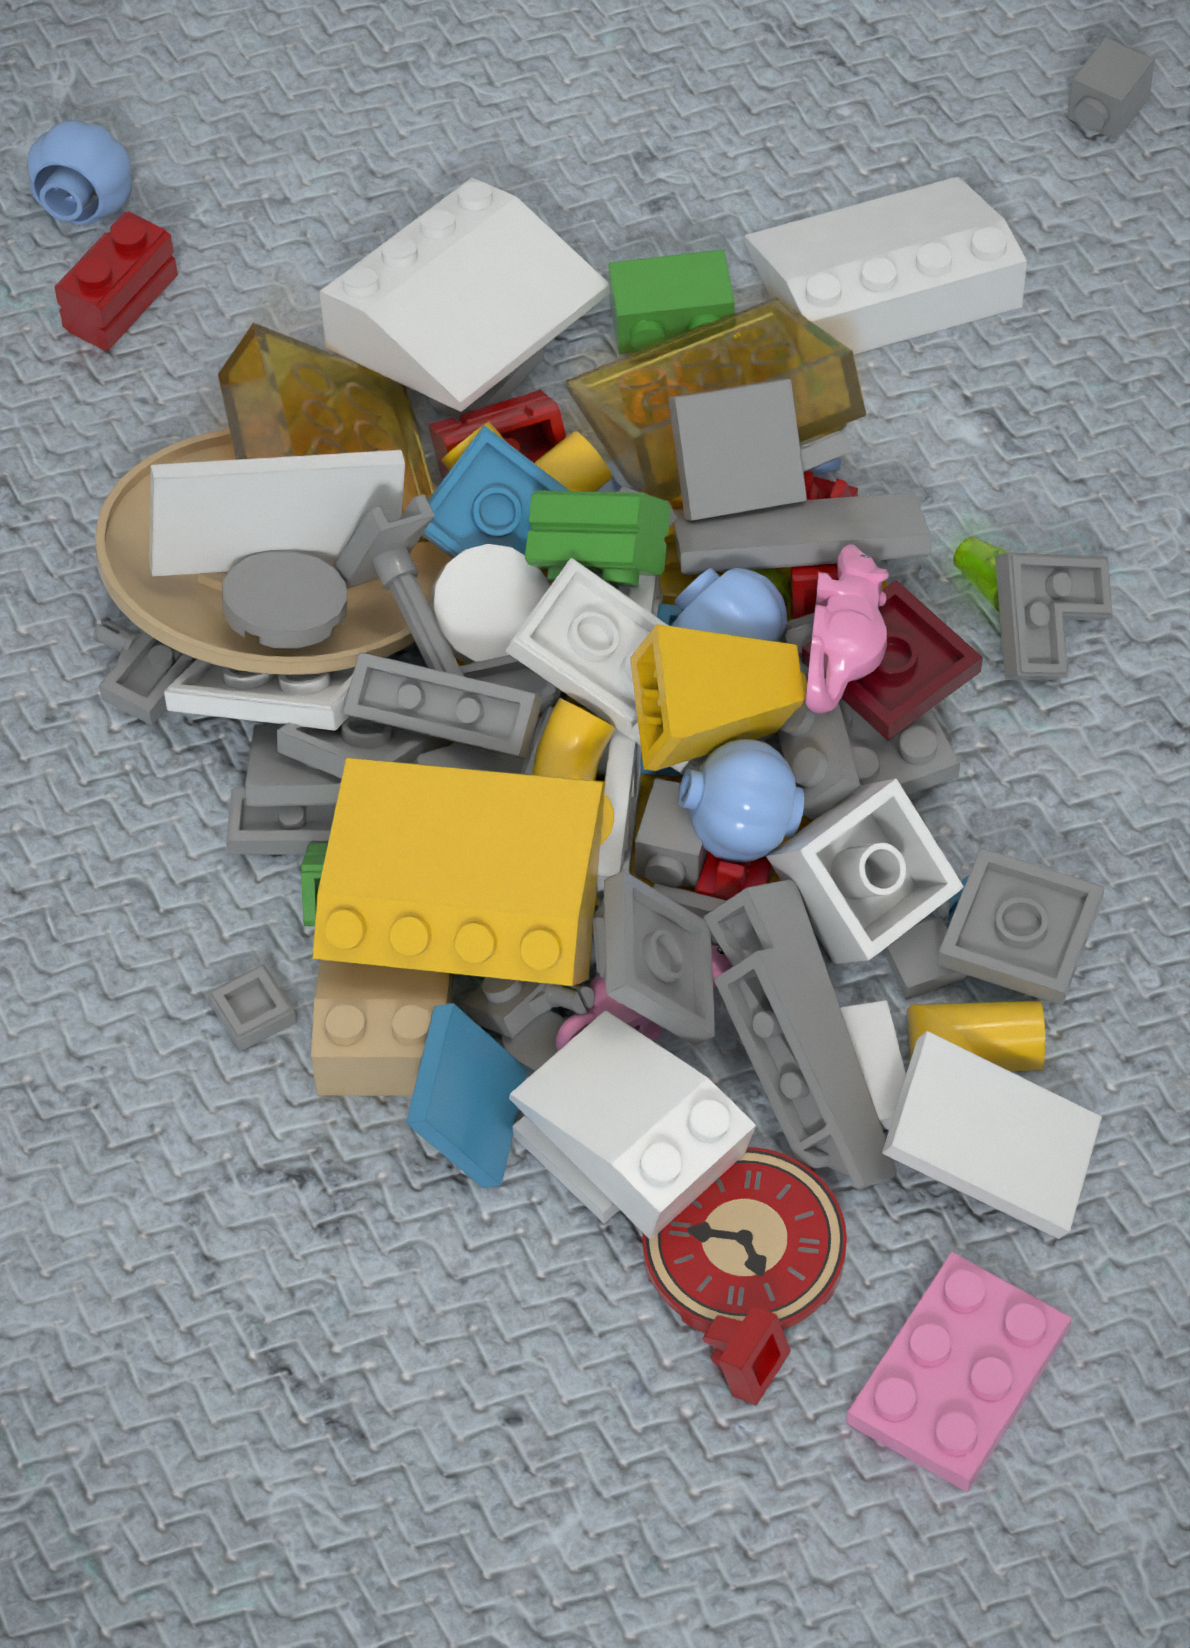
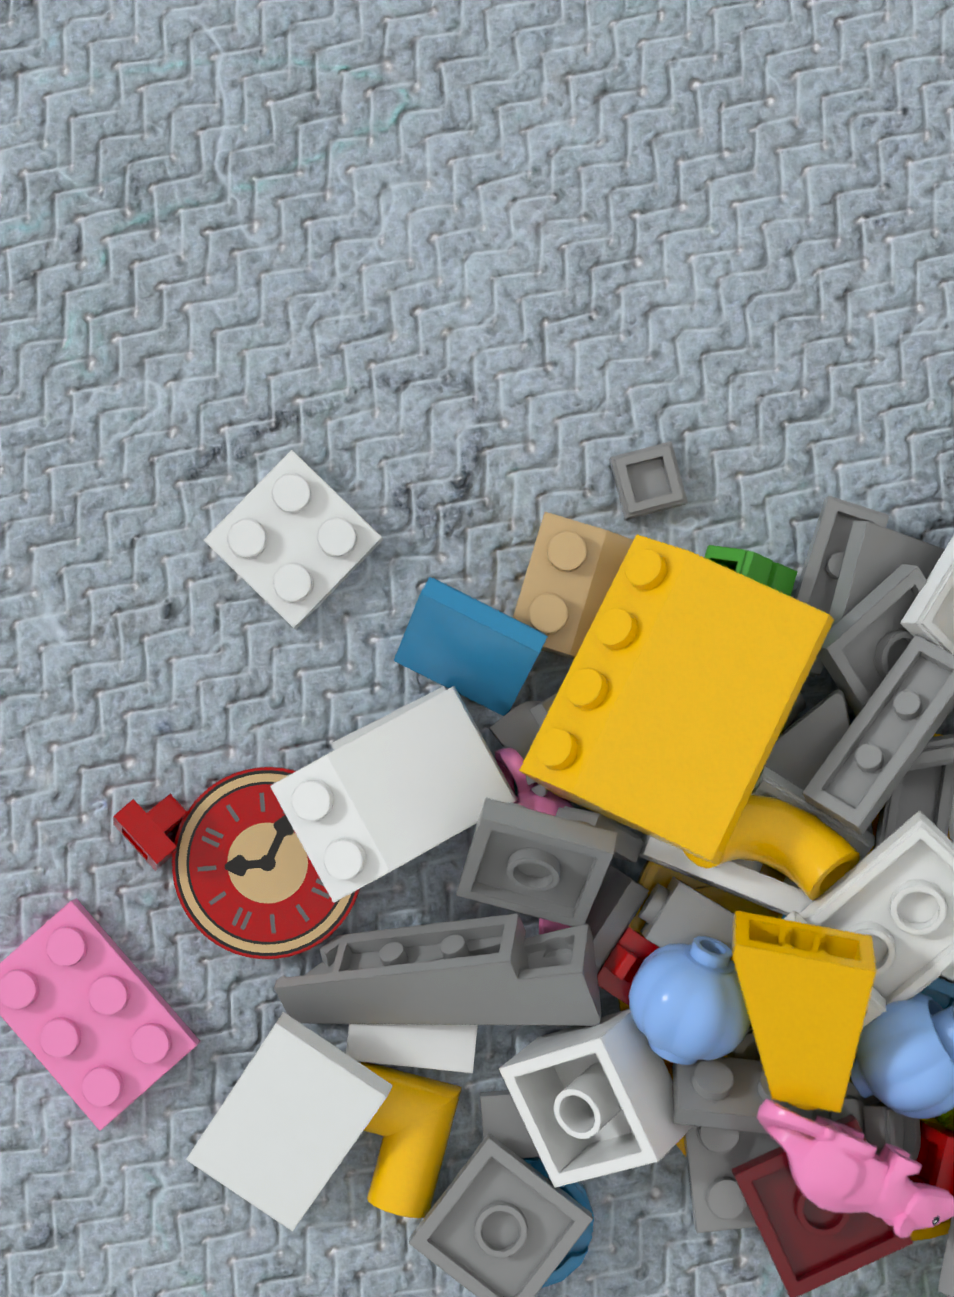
camera: 105 degrees right, 30 degrees up
(402, 1312) = (293, 539): none -> white plate

